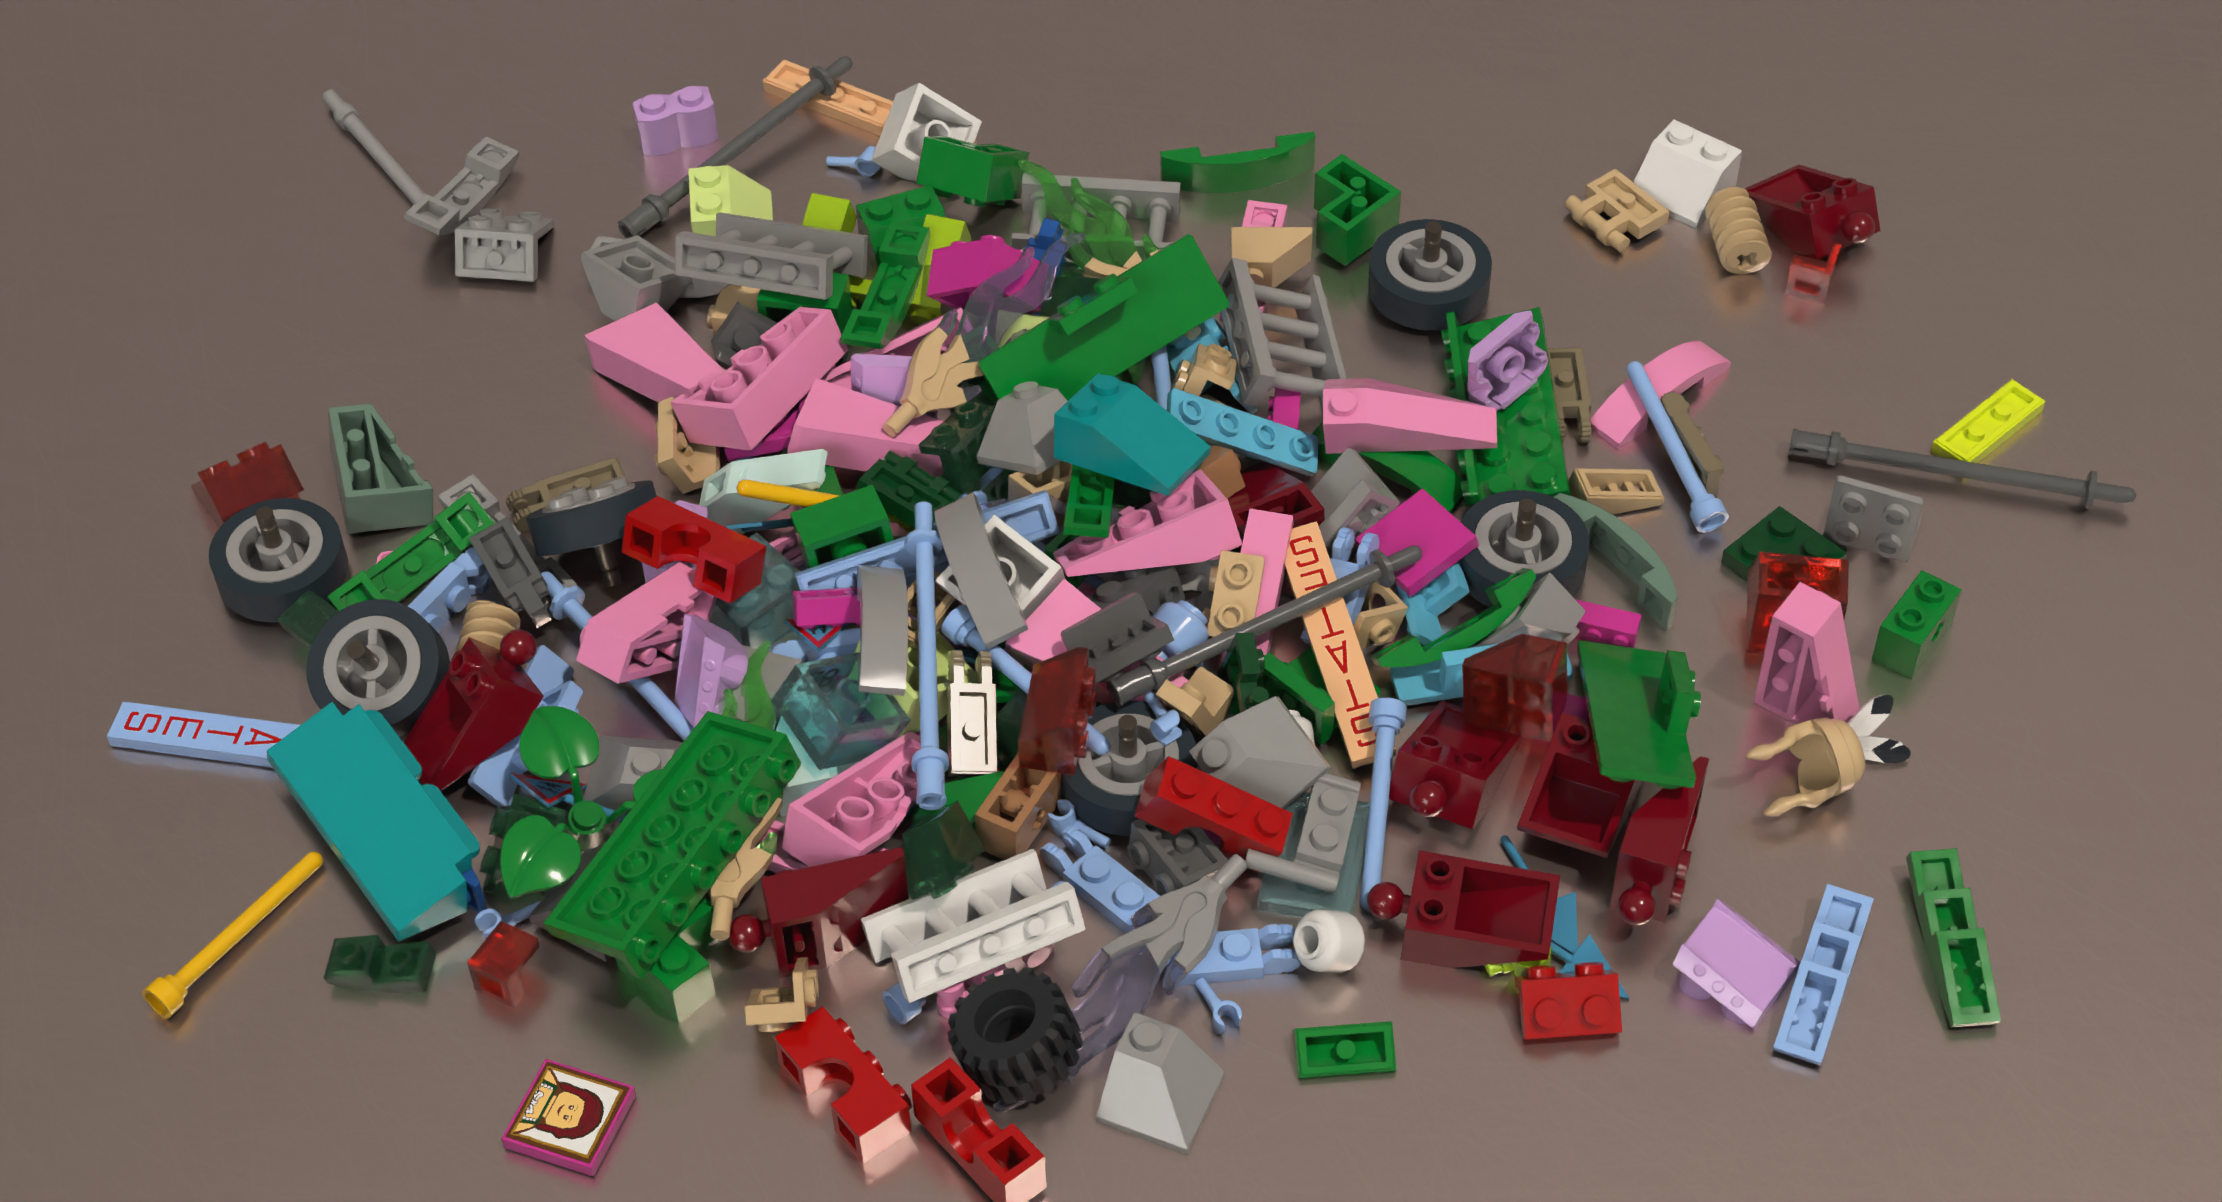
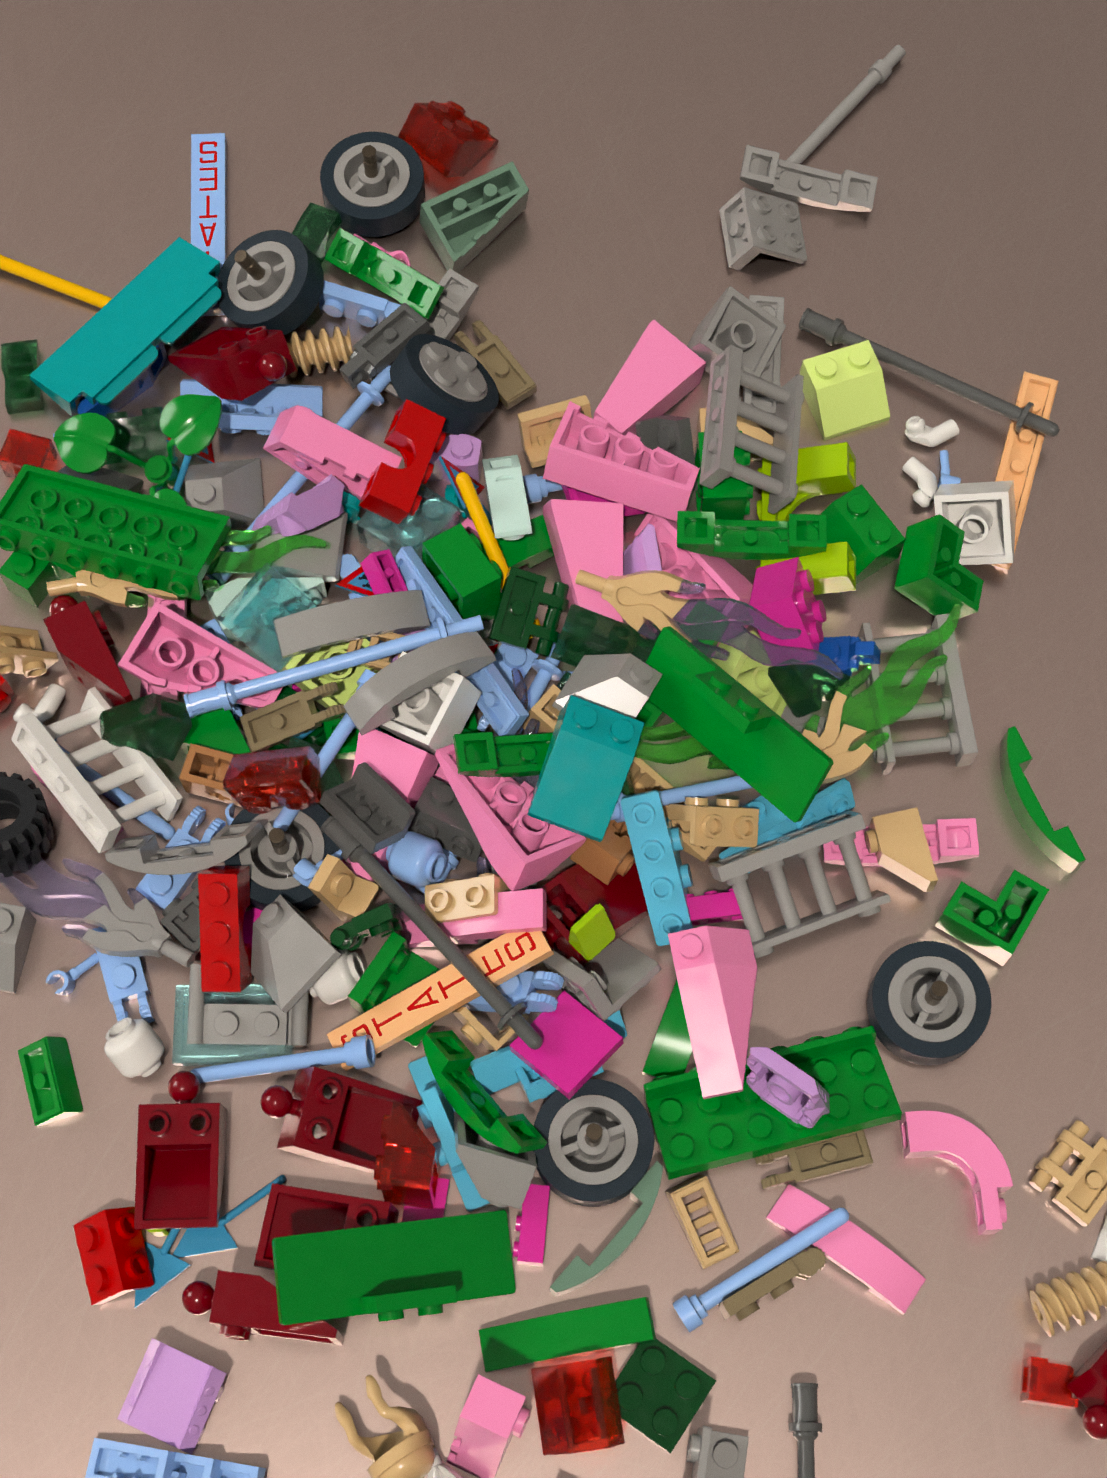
camera: 75 degrees right, 20 degrees up
(675, 120) = (943, 315): lavender brick -> none
(805, 165) = (929, 436): none -> white arm
(857, 176) = (925, 481): none -> white arm
(867, 993) = (47, 706): none -> white arm
(1121, 778) = (145, 856): none -> light grey slope
(1302, 488) = (592, 932): none -> lime slope
(1594, 275) = (969, 1149): none -> bright pink arch
(1718, 611) = (567, 1334): none -> green slope

